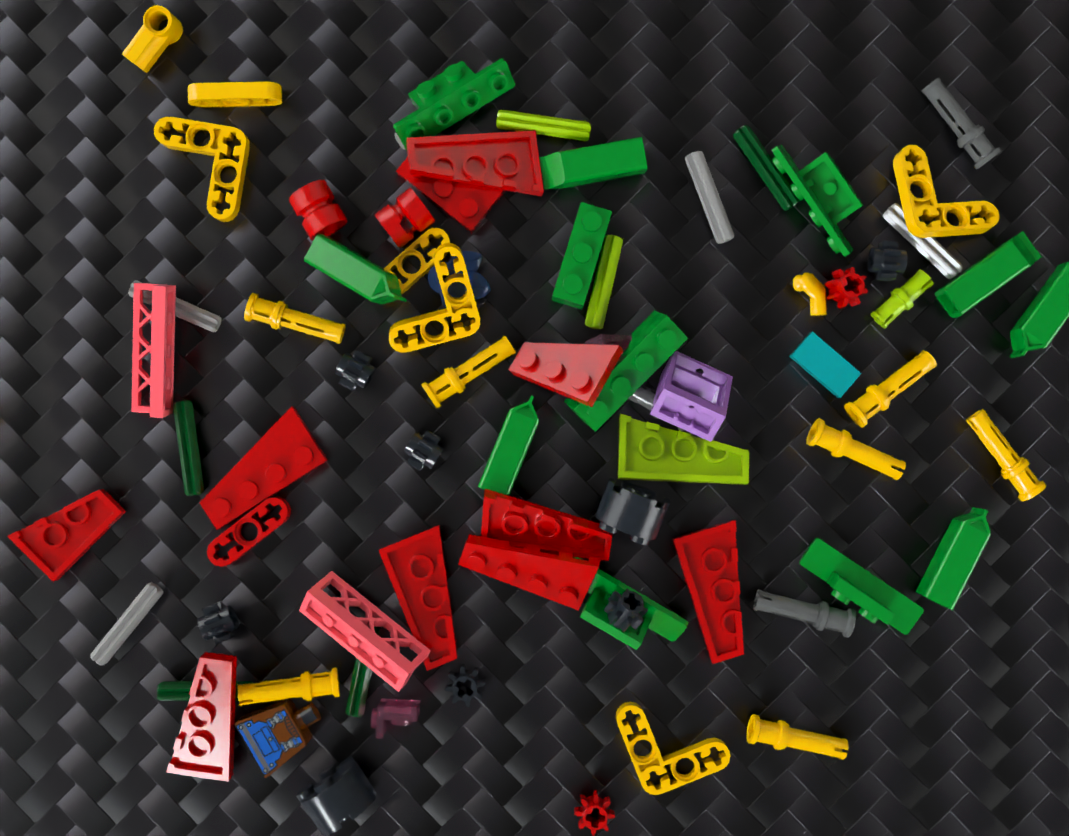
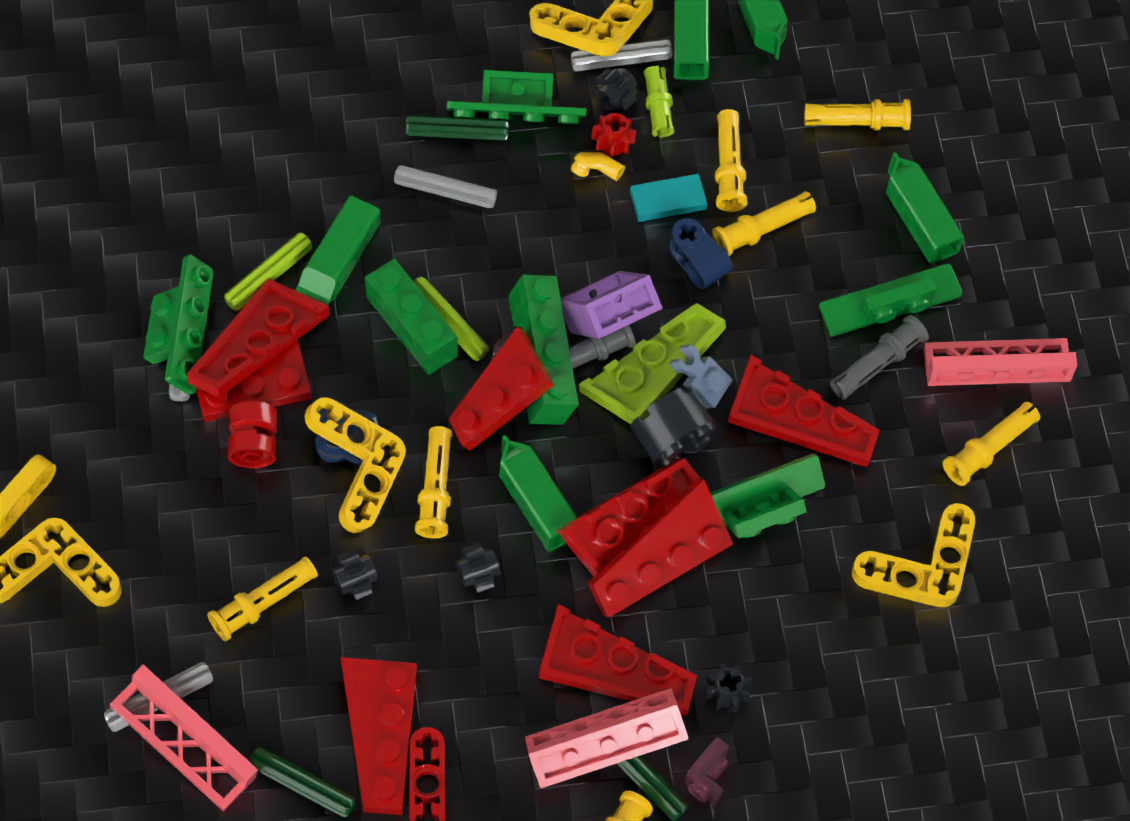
camera: 55 degrees left, 25 degrees down
(316, 206) = (182, 501): red wheel -> none
(353, 270) = (265, 506): piece -> none
(422, 241) = (289, 477): yellow beam -> none
(602, 816) = (942, 666): red gear -> none
(625, 609) = (761, 489): black gear -> none
(691, 499) = (703, 375): none -> sand blue plate
(790, 429) = (698, 253): none -> dark blue piece
(864, 707) = (999, 367): none -> coral fence

